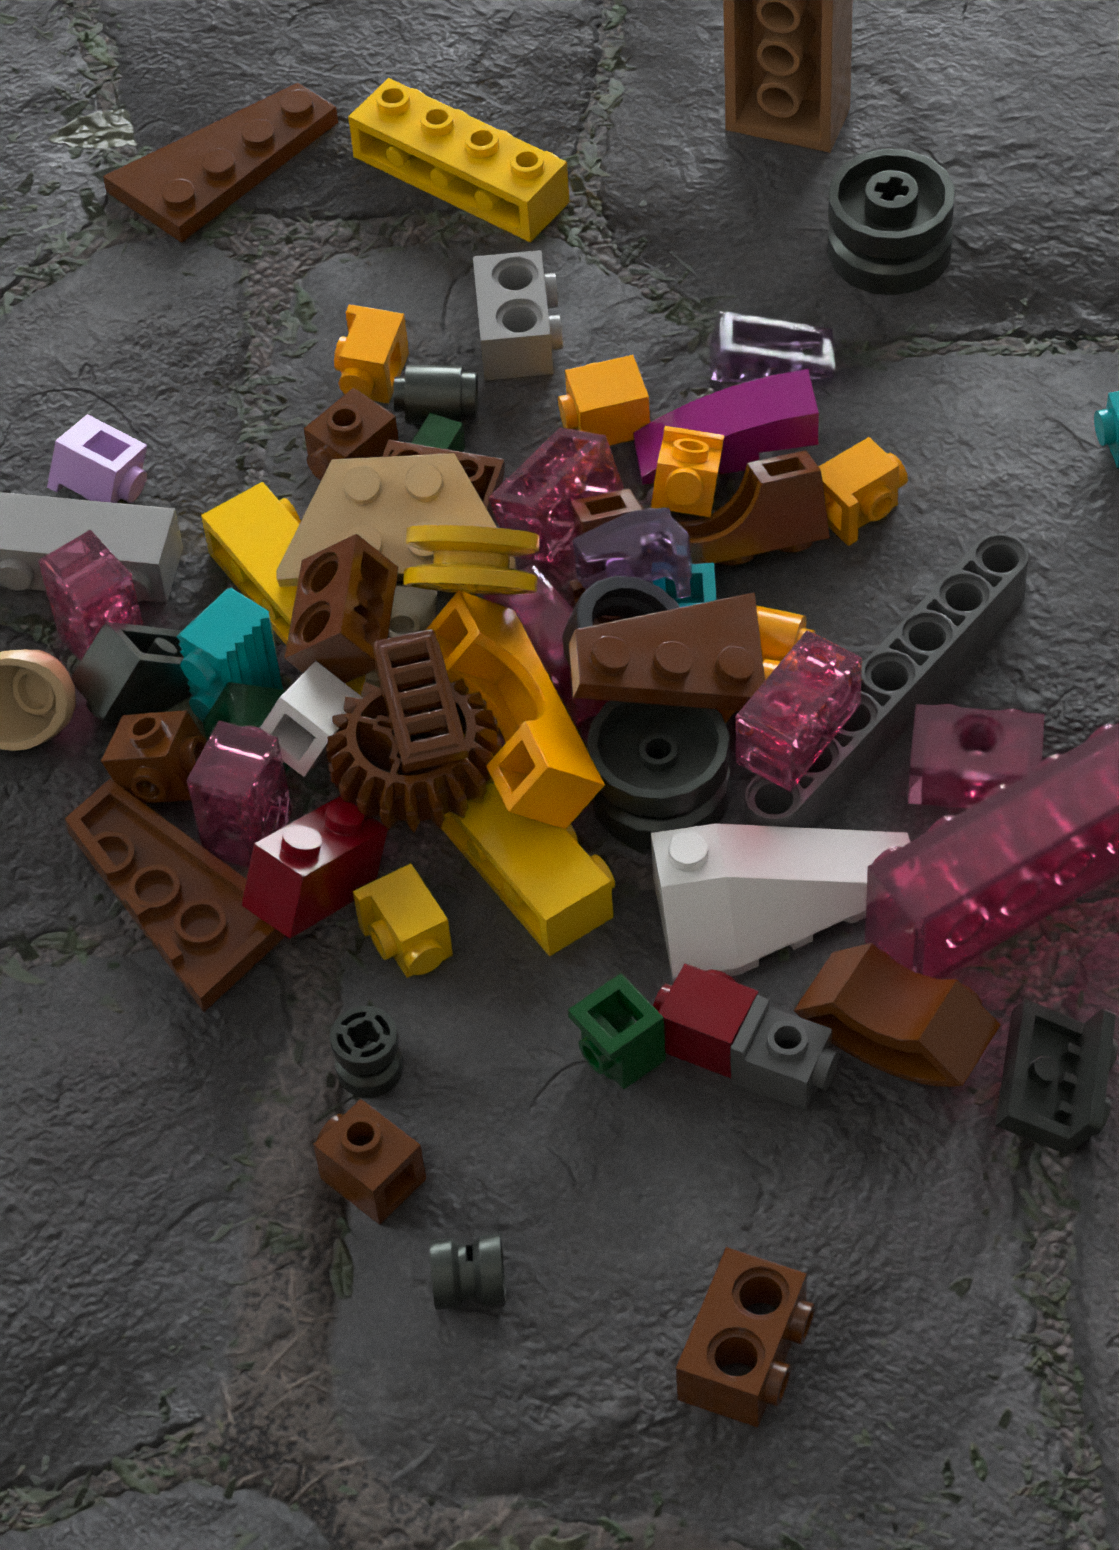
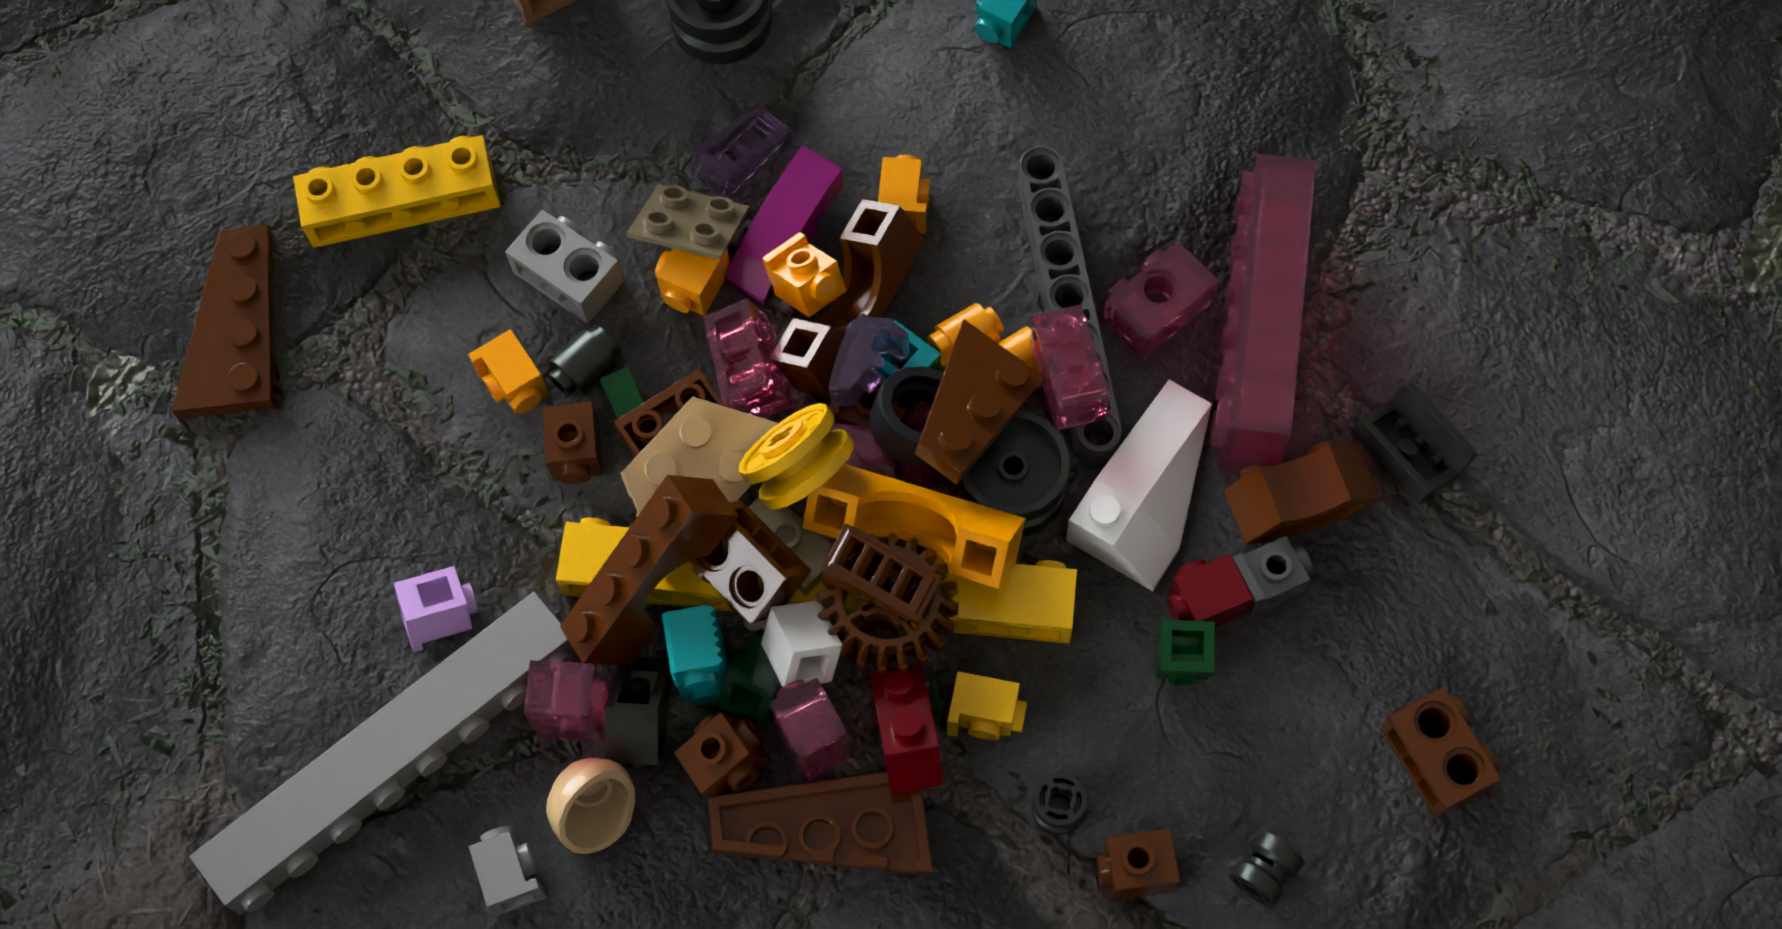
camera: 50 degrees left, 15 degrees up
(306, 516) = (675, 526): none -> reddish brown arch
(646, 356) = (689, 221): none -> dark tan hinge

